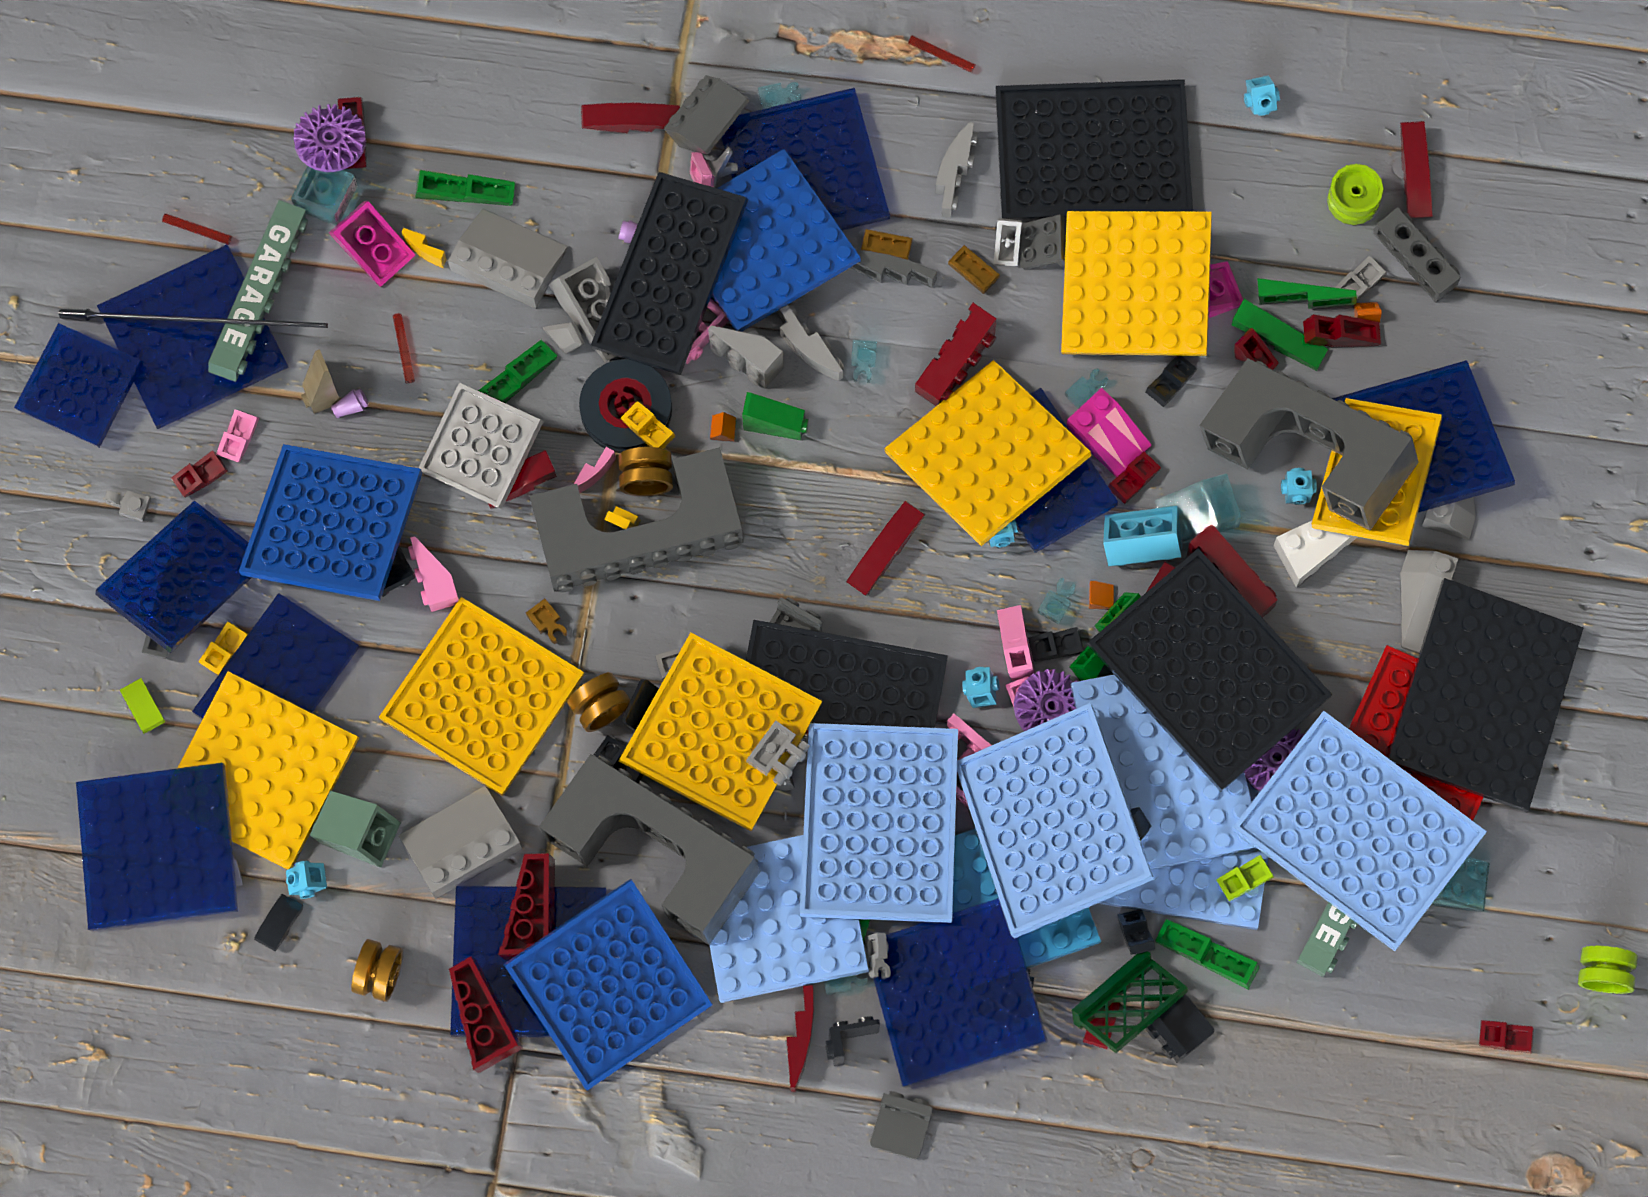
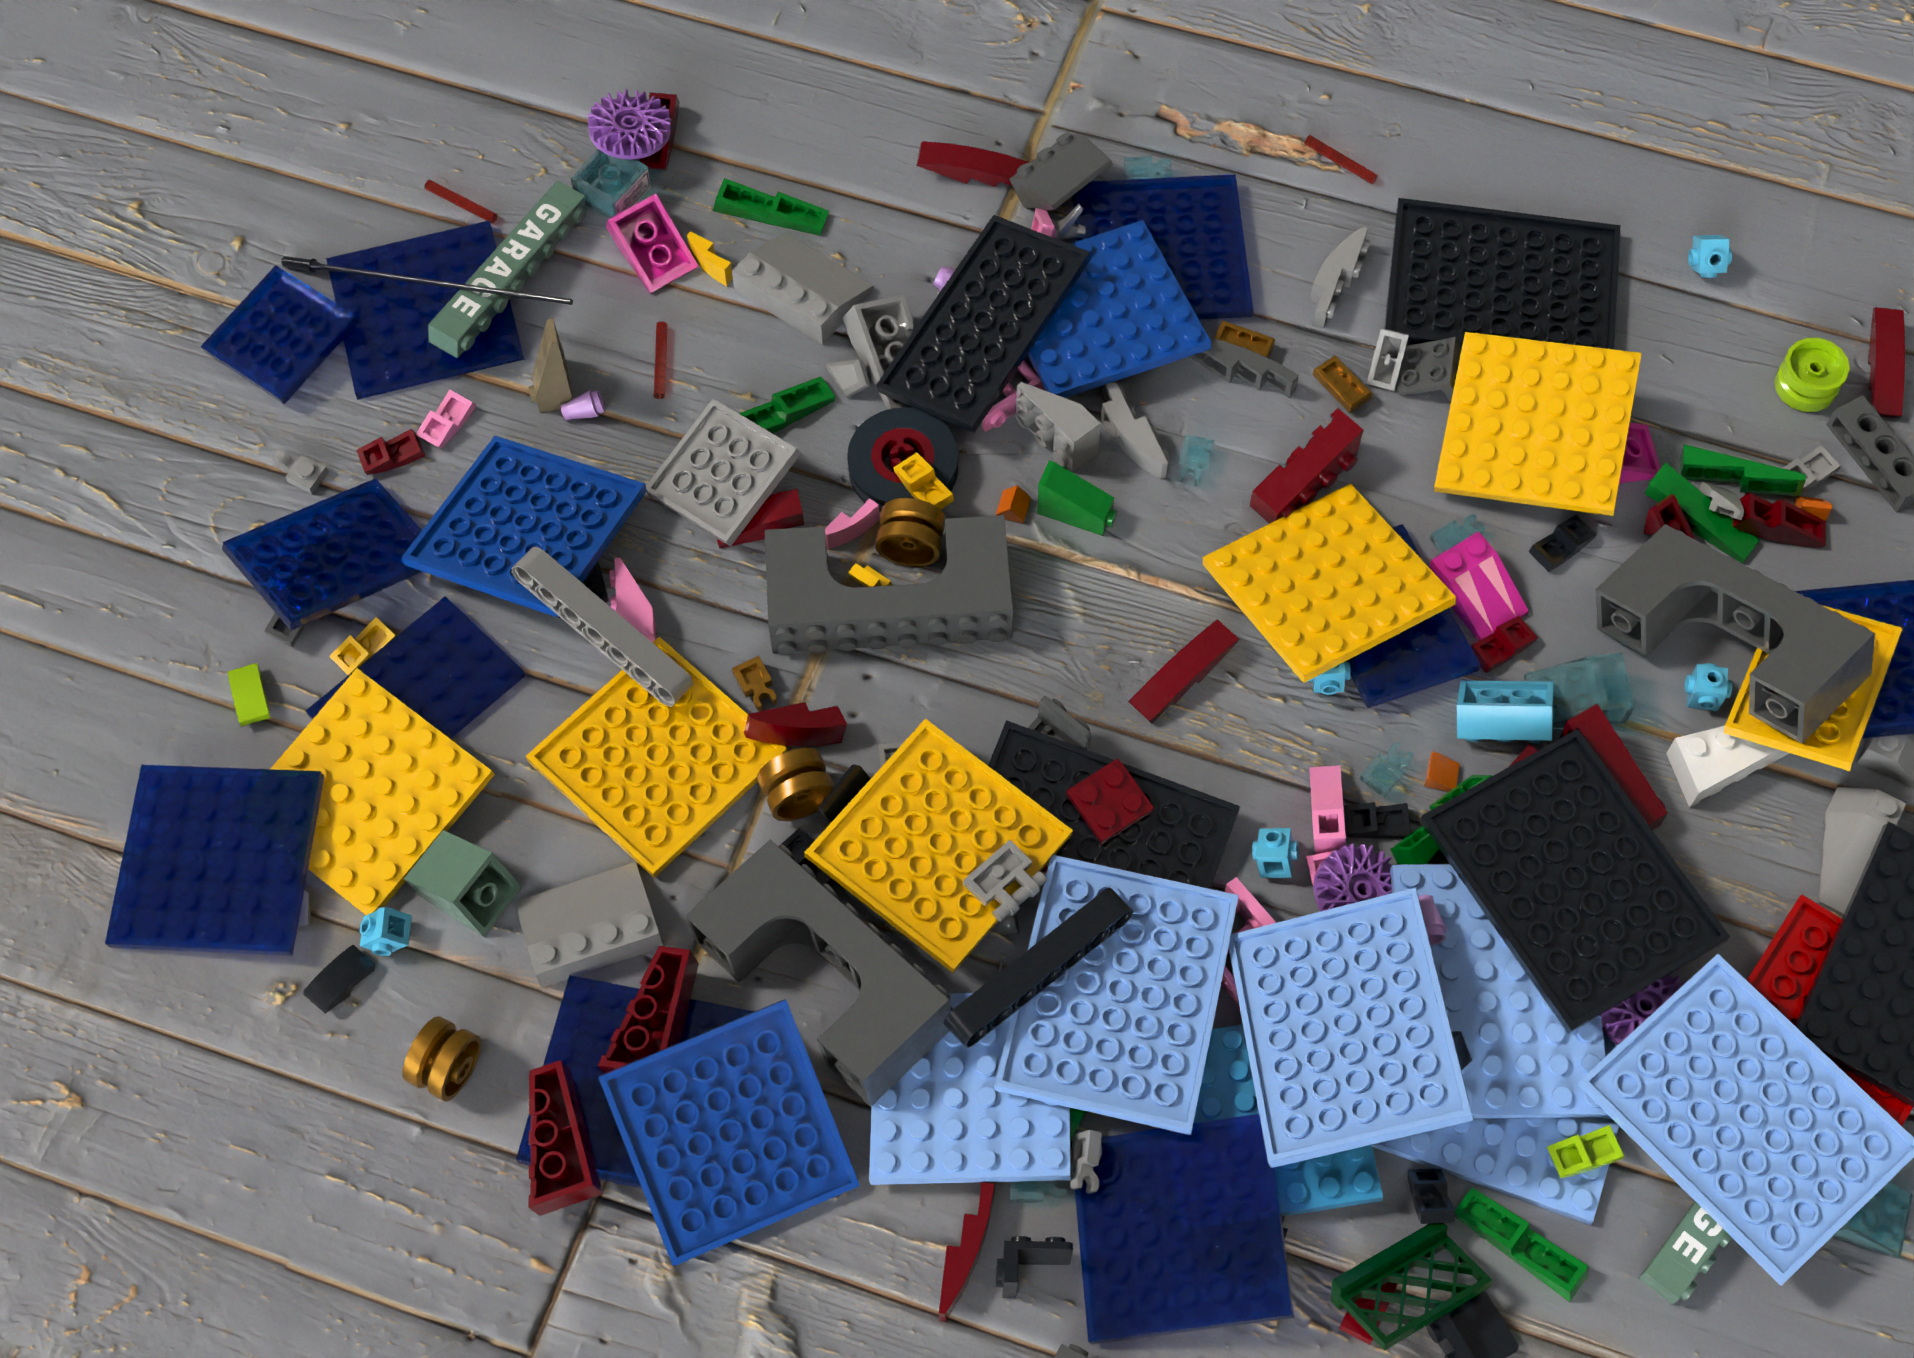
camera: 10 degrees right, 10 degrees down
(418, 603) = (602, 626): none -> light grey beam
(589, 653) = (797, 726): none -> dark red slope
(816, 817) = (1038, 967): none -> black beam
(846, 670) = (1109, 801): none -> dark red plate
(1107, 724) = (1434, 923): none -> lavender cone
(1294, 321) = (1723, 500): none -> light grey slope

